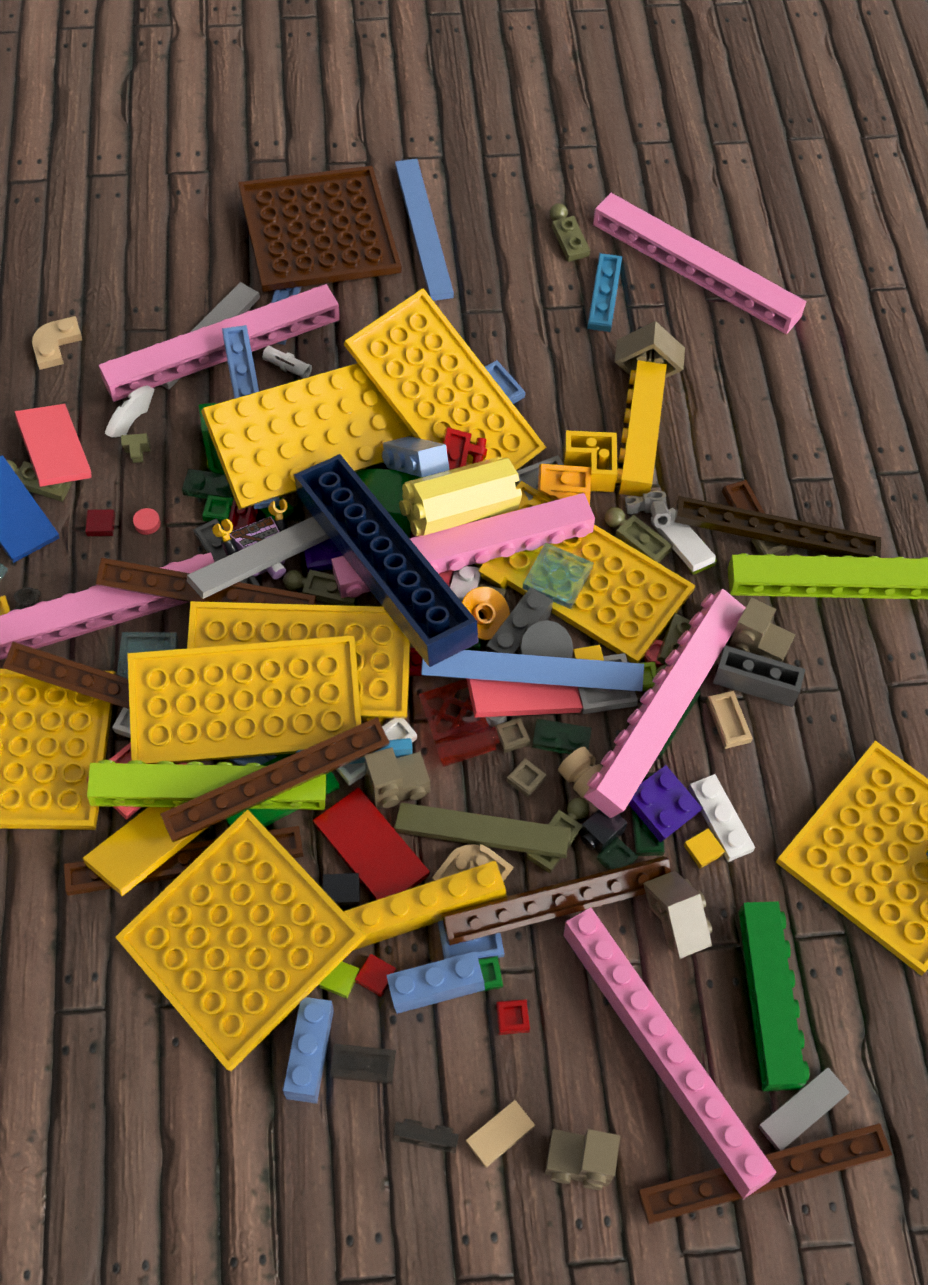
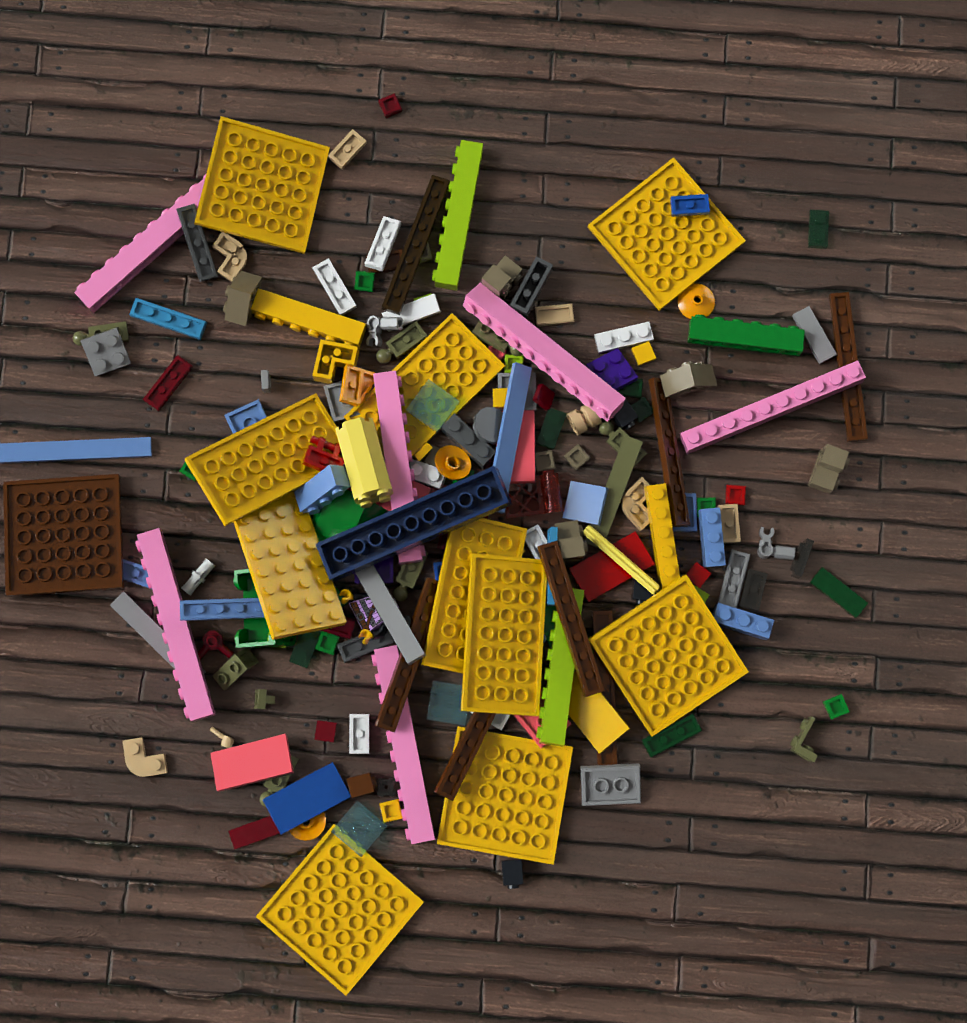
camera: 80 degrees left, 20 degrees up
(28, 568) = (361, 784): none -> reddish brown brick
(39, 888) = (610, 784): none -> light grey tile
(82, 419) = (227, 741): none -> tan hand
(87, 559) = (359, 733): none -> white plate
(104, 1182) = (805, 752): none -> olive bracket
(121, 971) = (671, 735): none -> dark green tile
(129, 411) = (228, 700): white tile -> none
(146, 521) = (329, 696): coral tile -> none
(179, 413) = (235, 667): none -> olive bracket
(184, 1231) = (836, 706): none -> green plate
(206, 387) = (212, 641): none -> dark red piece
(377, 1032) = (733, 578): none -> light grey tile
(378, 850) = (621, 559): none -> light yellow axle
(378, 1212) = (838, 592): none -> dark green tile
(430, 1078) = (766, 549): none -> light grey bar
(458, 793) = (585, 503): none -> medium blue tile
(464, 1010) = (730, 523): none -> tan plate
(500, 1133) = (804, 515): tan tile -> none
(525, 302) = (168, 383): none -> dark red tile
(548, 235) = (105, 351): none -> light grey plate
(549, 394) = (266, 381): none -> light grey tile
(604, 717) = (543, 396): none -> dark red tile
(692, 451) = (334, 287): none -> white plate
(704, 343) = (235, 254): none -> tan plate
(706, 298) = (197, 243): none -> dark grey tile
(711, 483) = (364, 281): none -> green tile
(767, 495) = (383, 243): none -> white tile
(801, 351) = (262, 185): none -> yellow plate
(802, 928) = (689, 307): none -> light orange dish
(881, 440) = (347, 149): none -> tan plate

